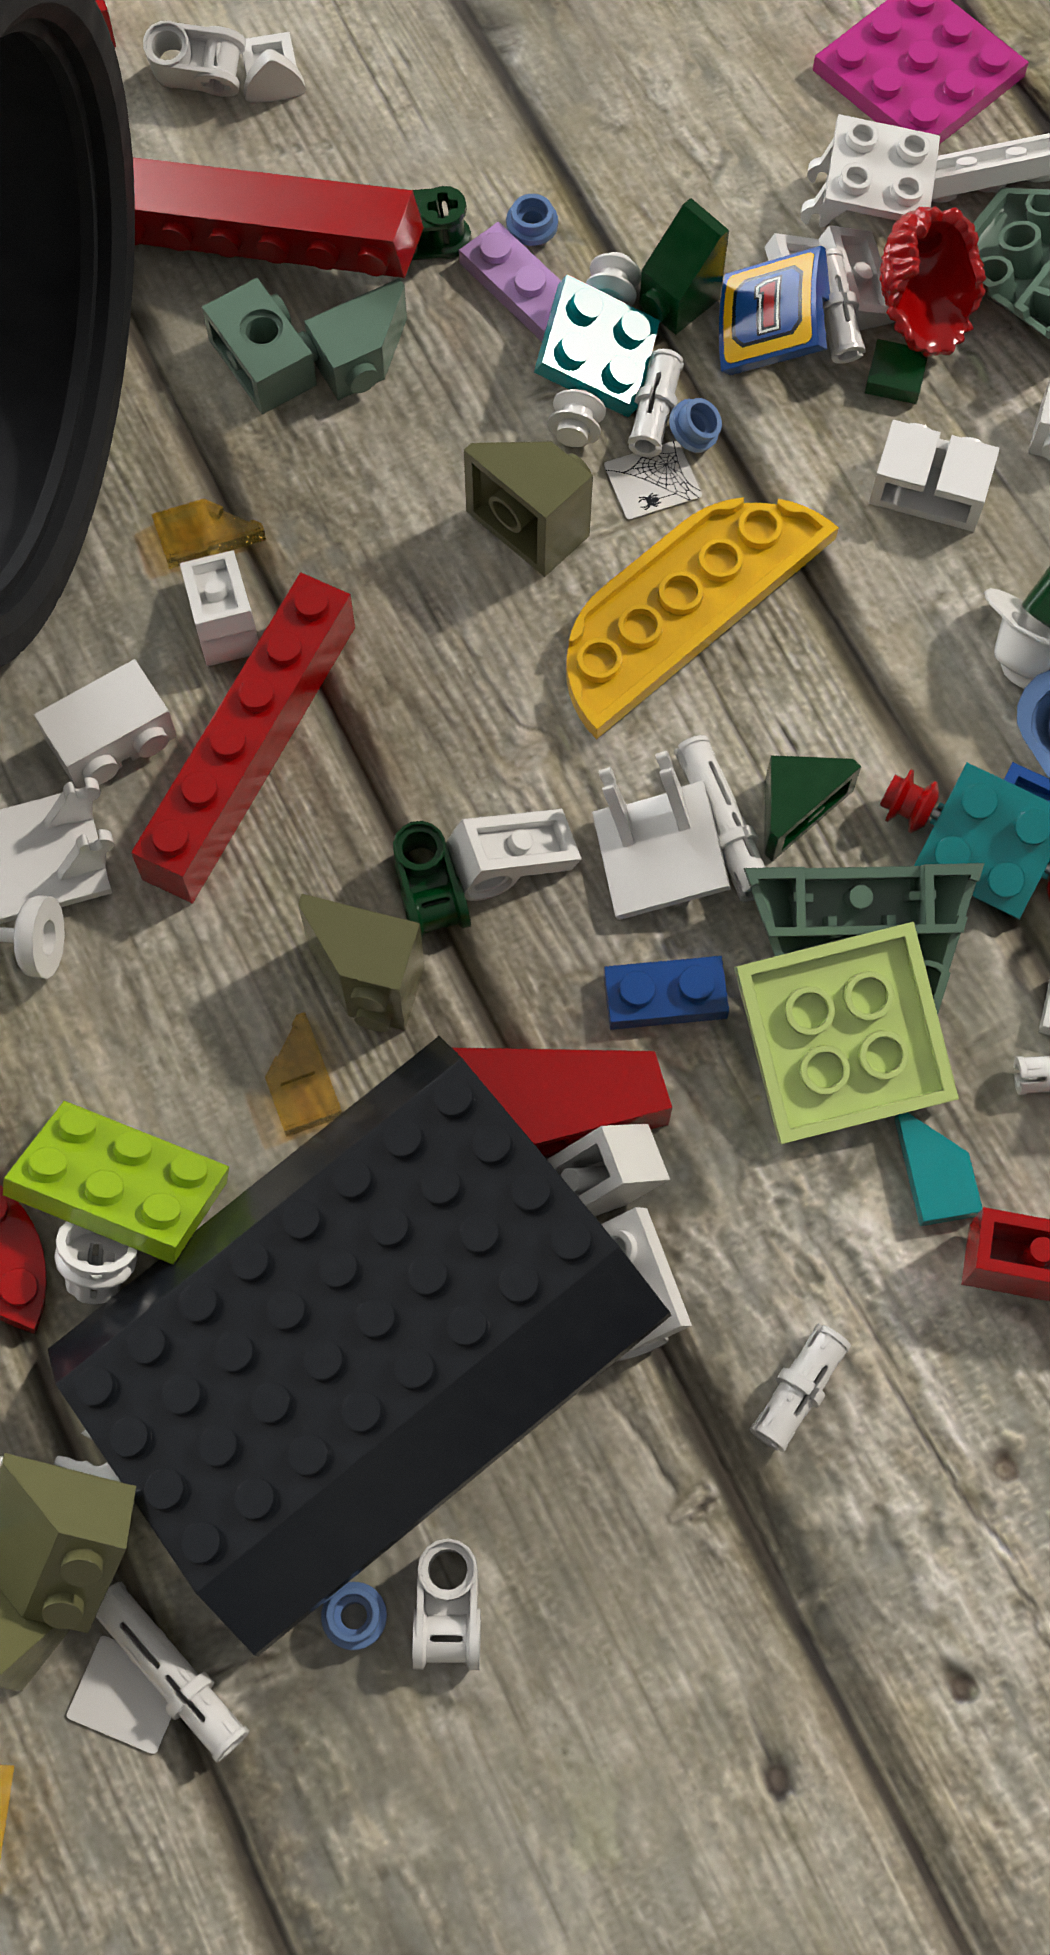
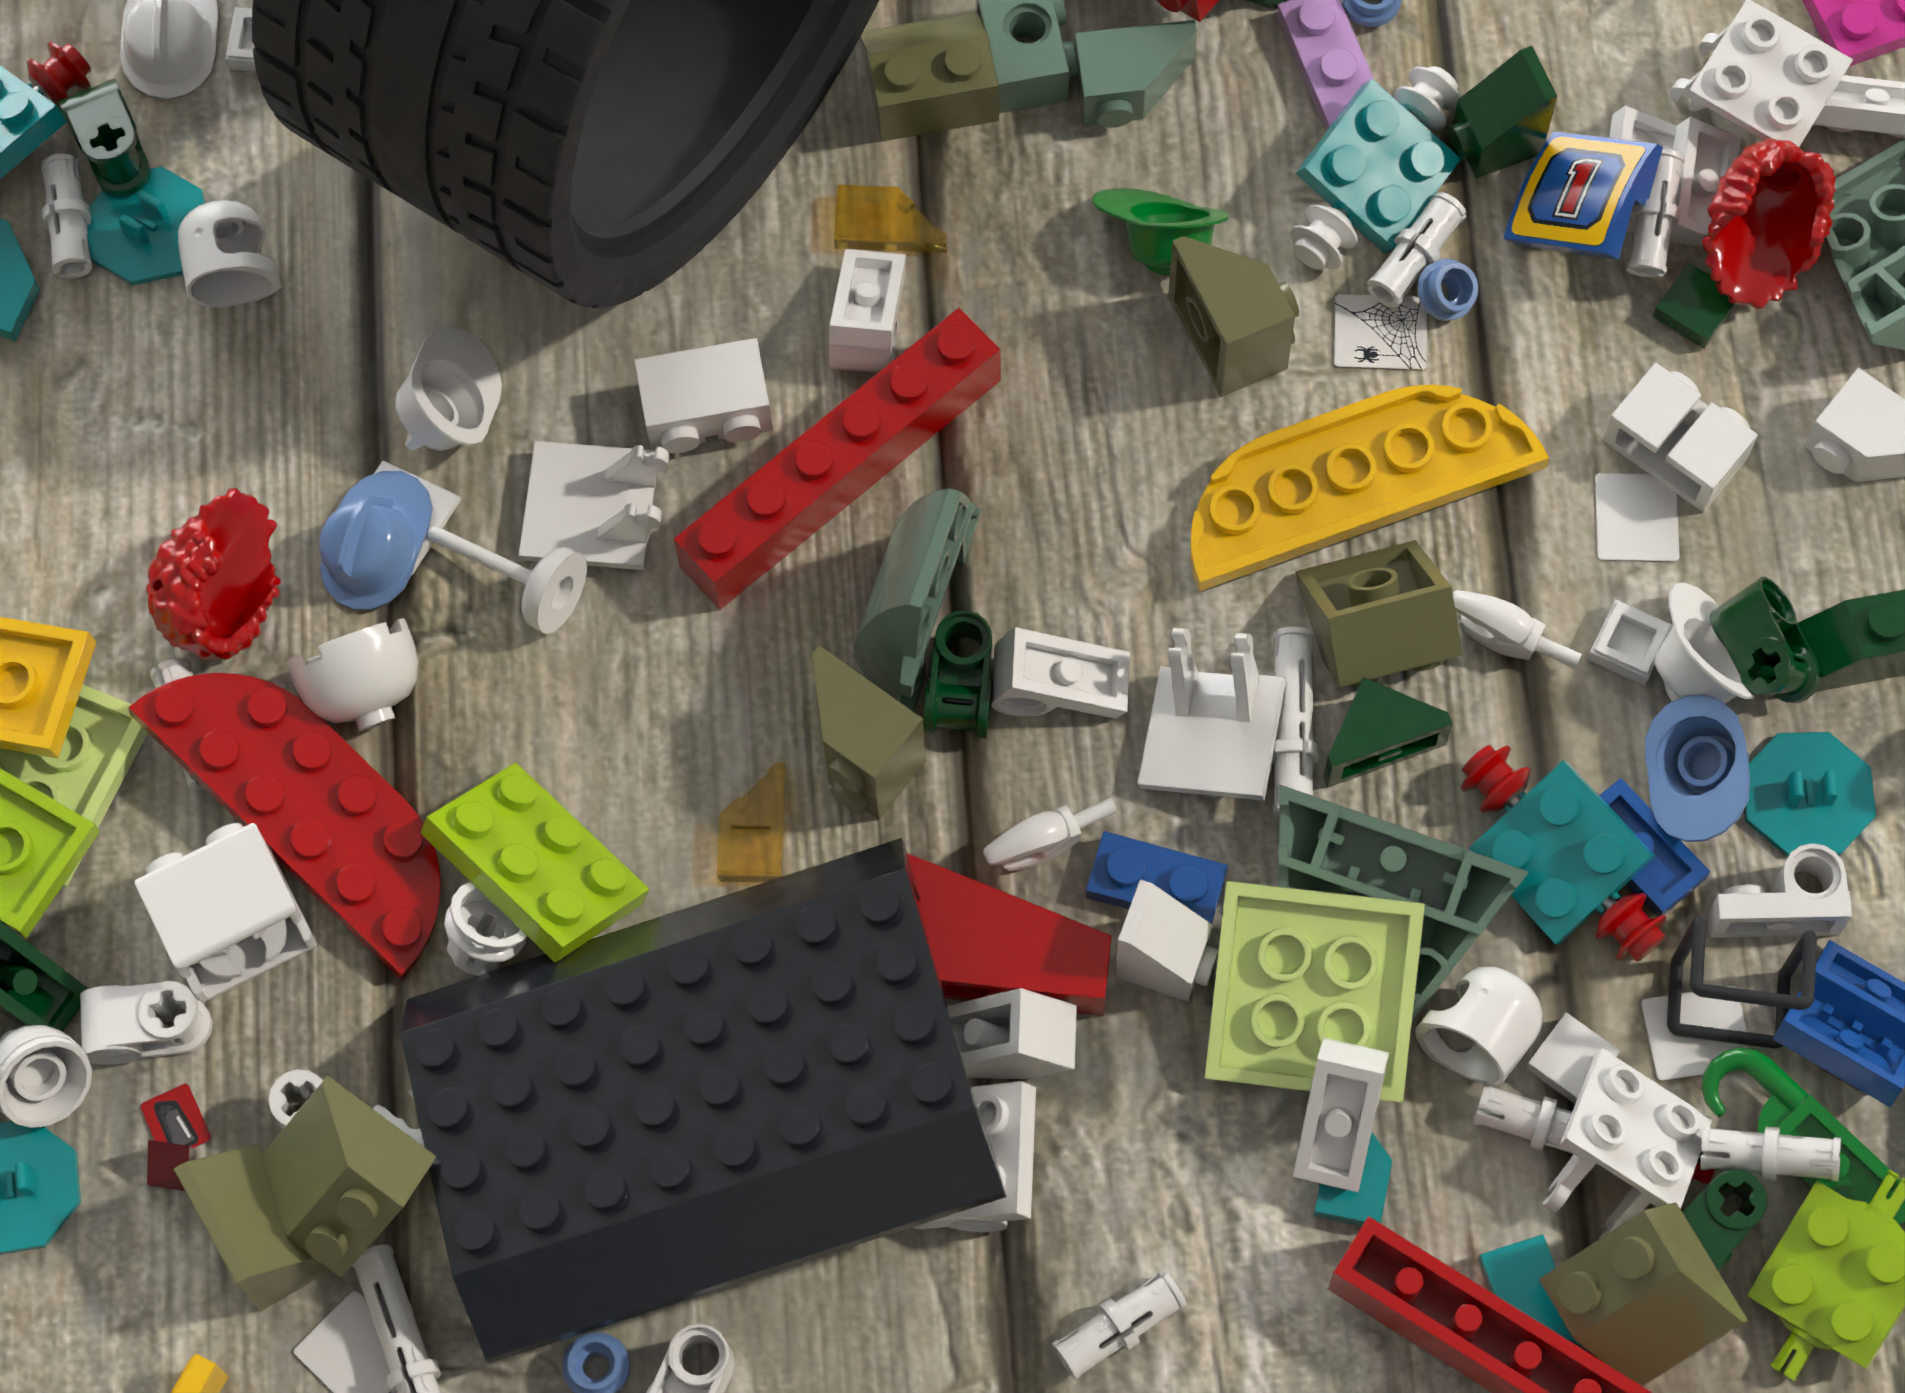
camera: 25 degrees right, 0 degrees up
(196, 401) = (931, 76): none -> olive slope
(357, 819) = (911, 589): none -> sand green wedge
(436, 455) = (1155, 221): none -> green piece
(556, 989) = (1043, 836): none -> white hand
(701, 1042) = (1164, 945): none -> white slope
(758, 700) = (1380, 613): none -> olive slope
(864, 676) = (1507, 628): none -> white hand
(918, 1126) = (1340, 1114): none -> white plate
(923, 555) = (1636, 518): none -> white sticker
(965, 653) = (1629, 642): none -> white tile
(1005, 994) = (1496, 1014): none -> white helmet

